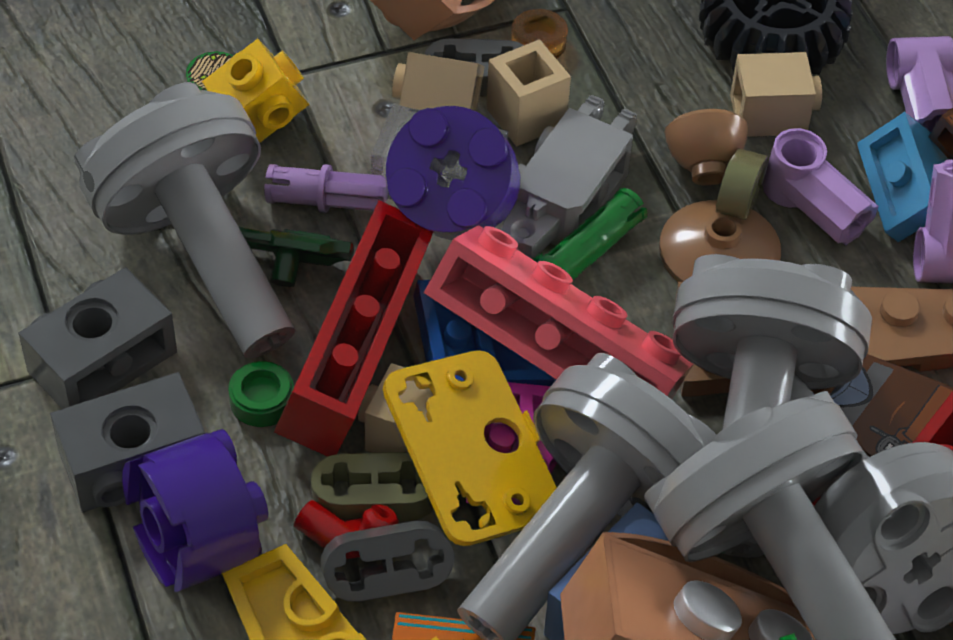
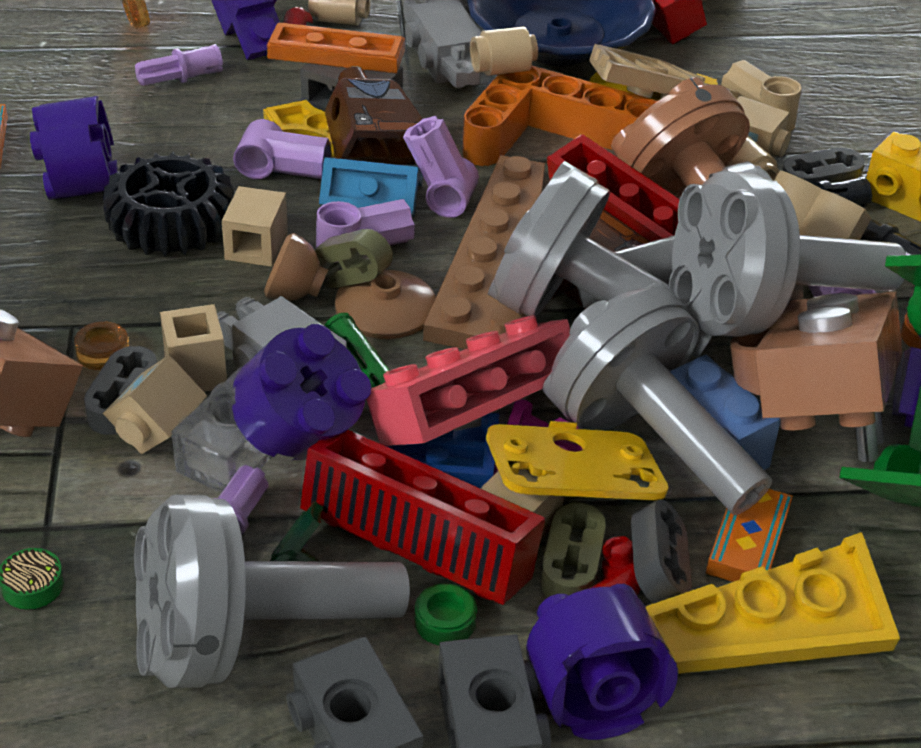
camera: 75 degrees left, 10 degrees down
(262, 85) = (90, 531): yellow brick -> none

